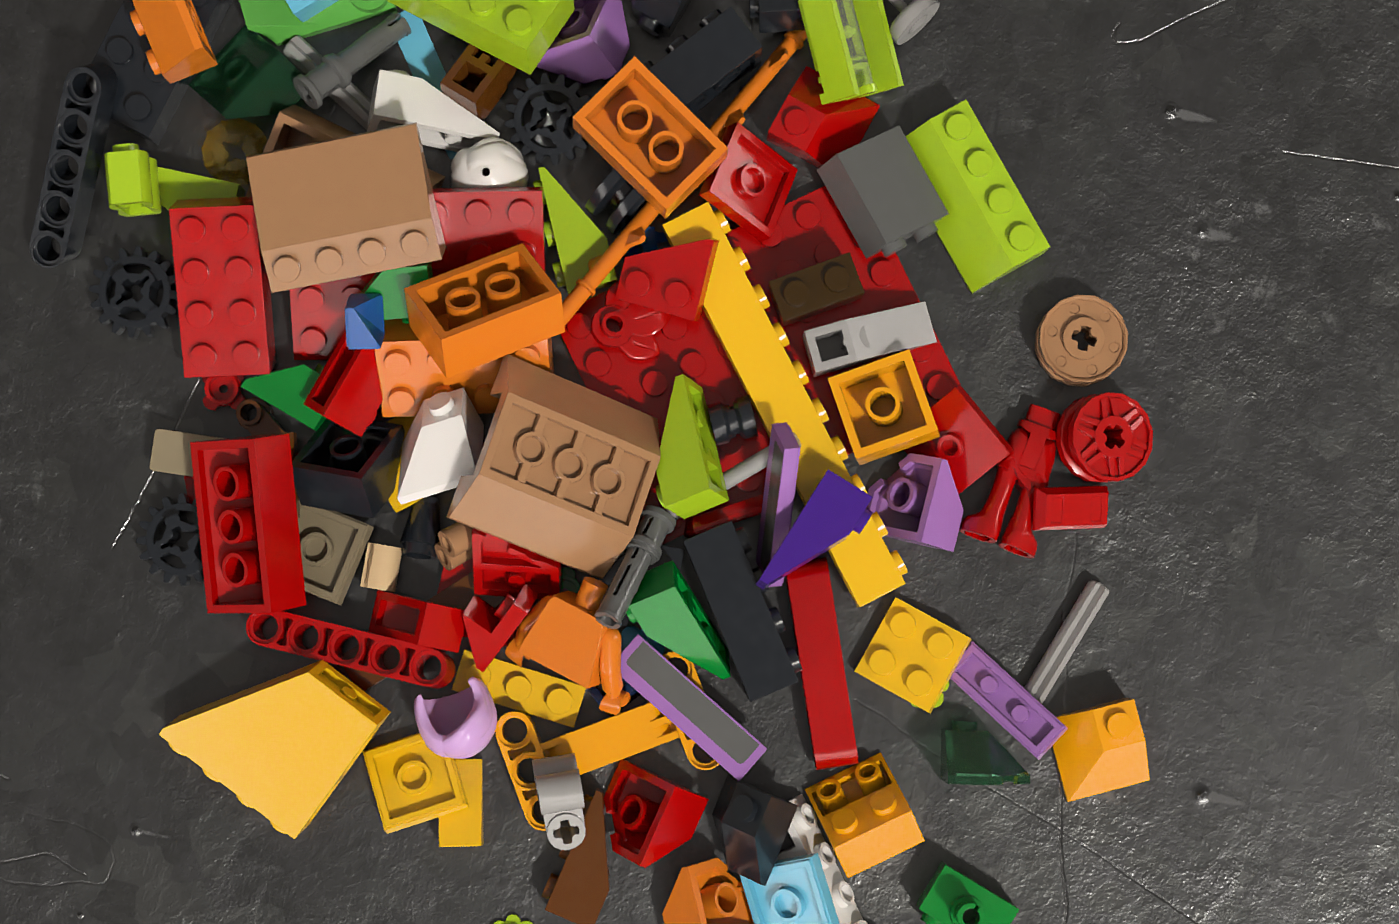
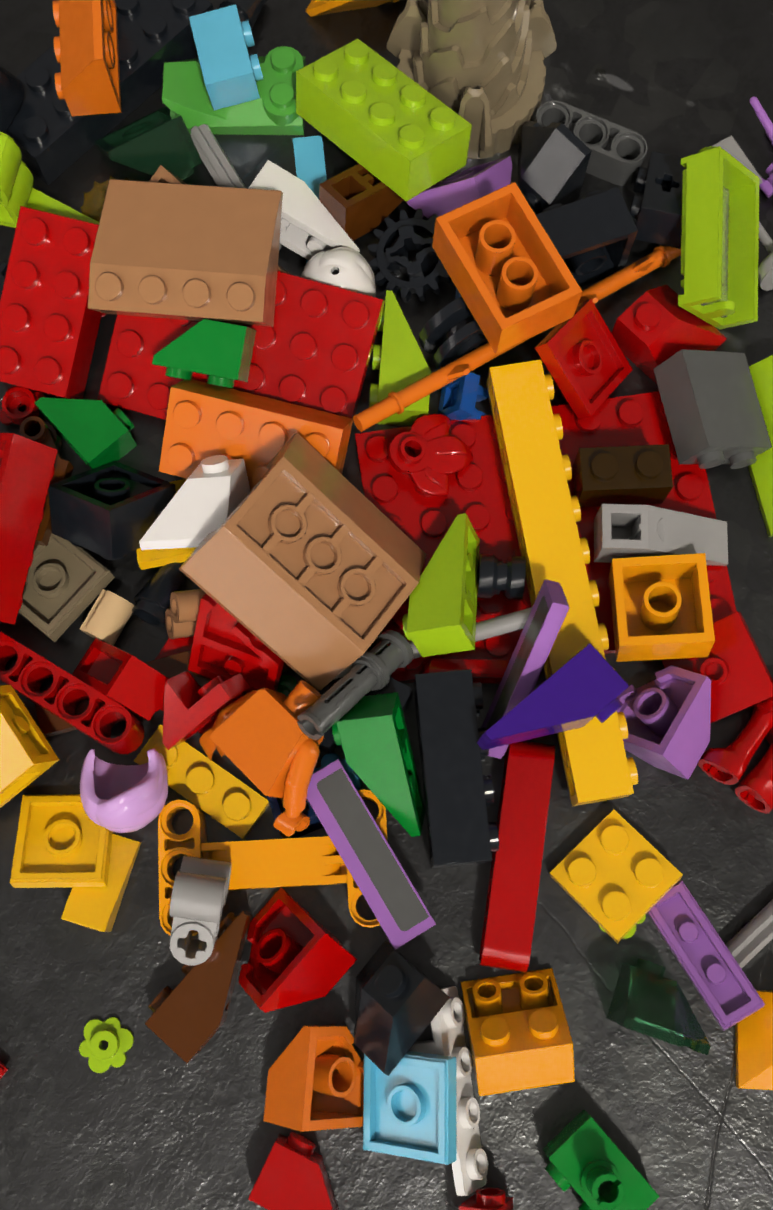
camera: 20 degrees right, 10 degrees down
(337, 69) = (231, 153): dark grey pin -> none
(348, 388) = (134, 429): red slope -> none
(364, 321) = (167, 360): blue slope -> none
(484, 310) = (288, 382): orange brick -> none
(669, 278) = (482, 417): red wing -> none

